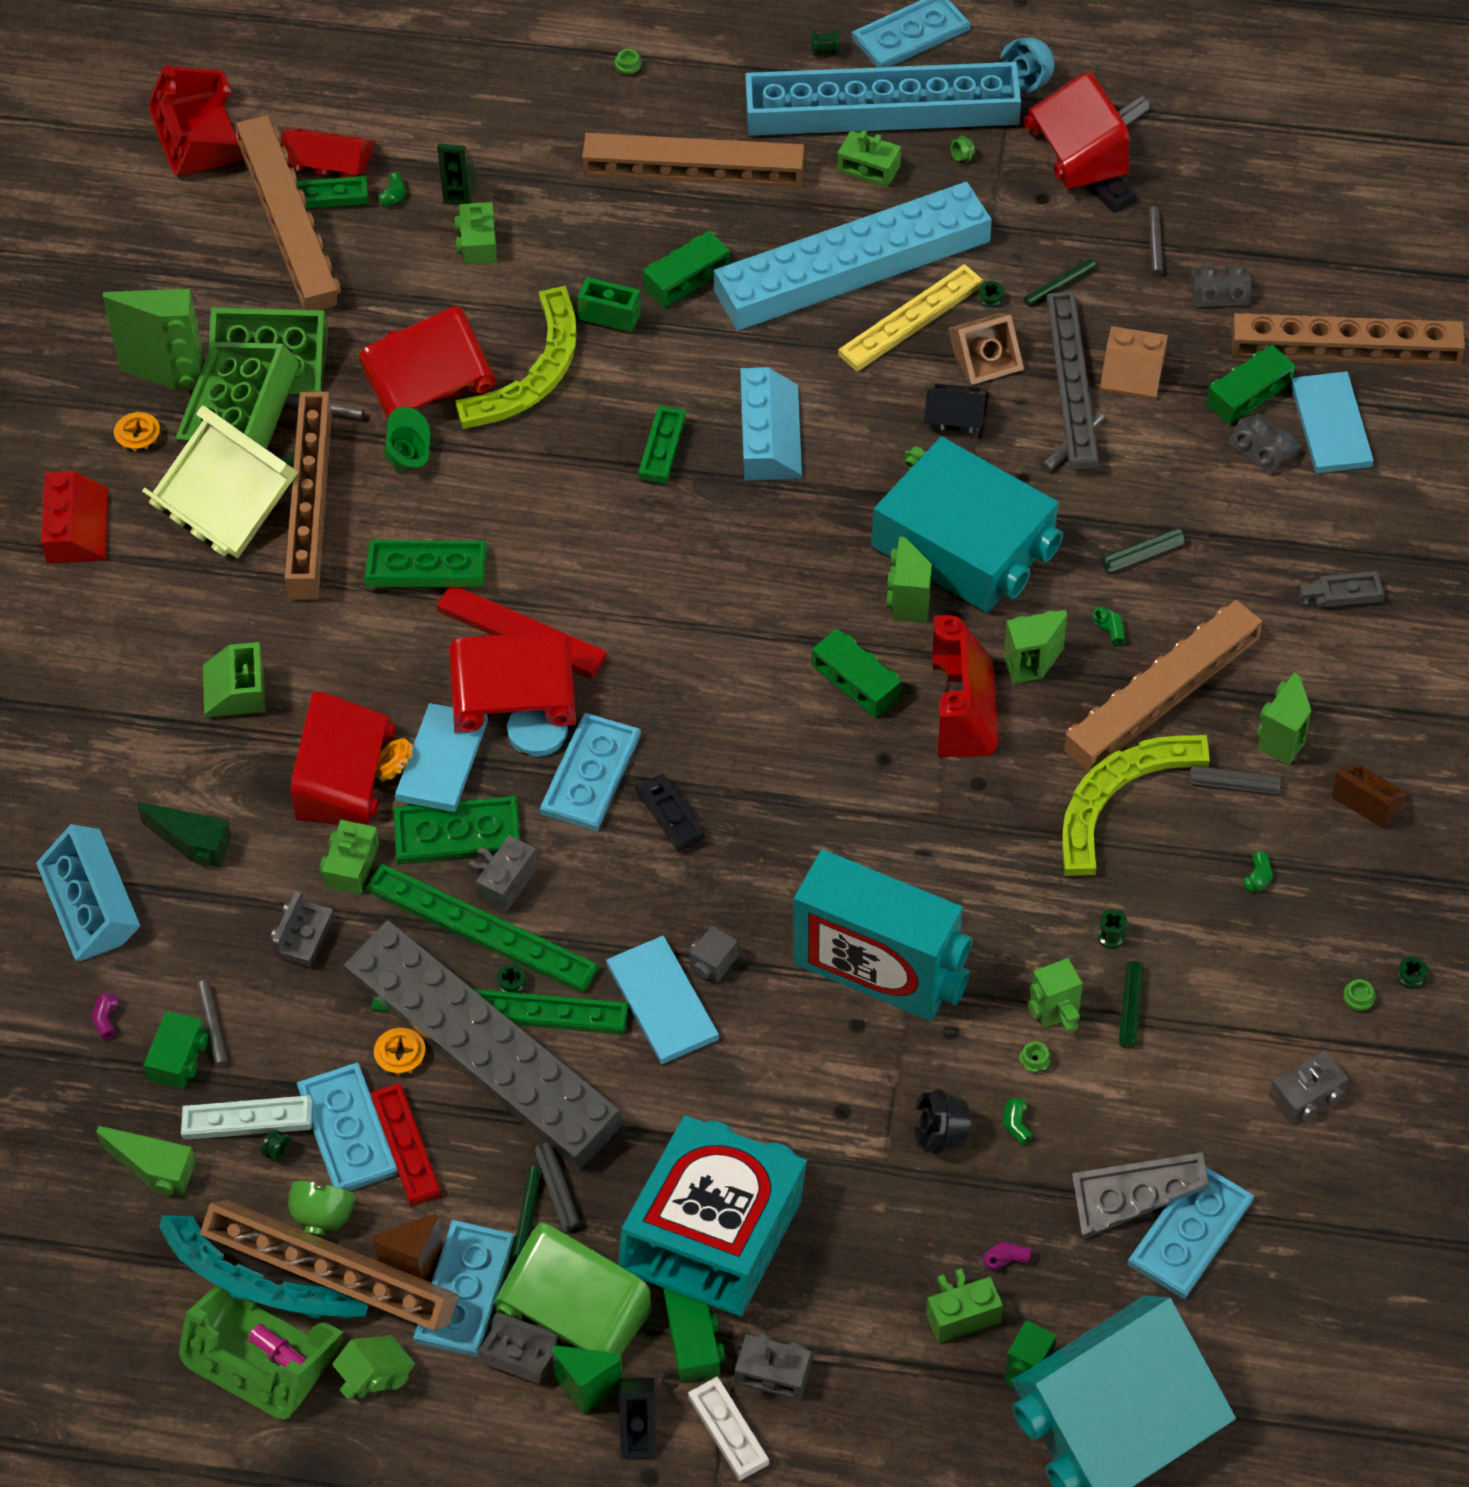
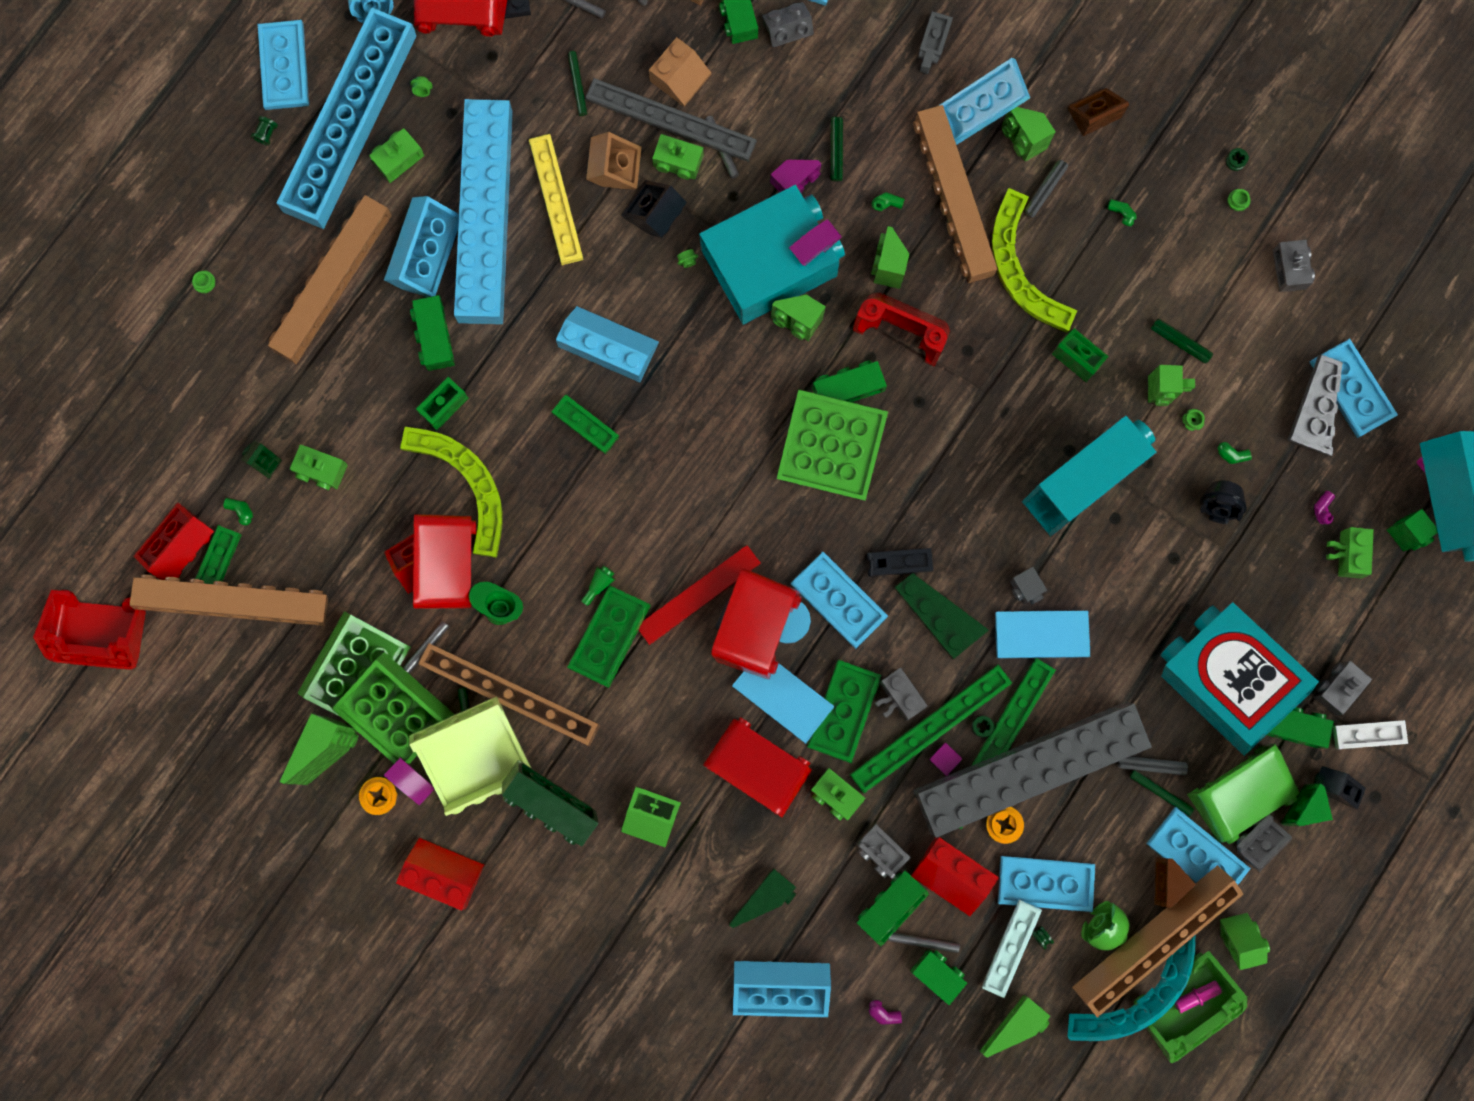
camera: 70 degrees left, 25 degrees up
(165, 446) = (409, 781): none -> magenta slope
(199, 567) = (549, 804): none -> dark green brick
(237, 965) = (892, 908): none -> green brick
(310, 1019) = (954, 876): none -> red slope
(393, 759) = (763, 725): light orange gear -> none
(405, 1145) = (1075, 850): red tile -> none
(452, 955) = (945, 759): none -> magenta tile
(490, 530) = (601, 579): none -> green cone
(623, 889) = (944, 620): none -> dark green wing
(772, 677) = (832, 444): none -> bright green plate
(775, 220) = (423, 247): none -> medium azure slope
(991, 286) = (566, 128): dark green bush -> none
(1001, 540) = (815, 241): none -> magenta slope
(1031, 402) = (677, 157): none -> bright green brick
(1044, 896) = (1080, 355): none -> green slope
(1082, 519) = (795, 173): none -> magenta slope
(1112, 929) = (1128, 318): dark green bush -> none
(1290, 652) = (985, 100): none -> medium azure tile

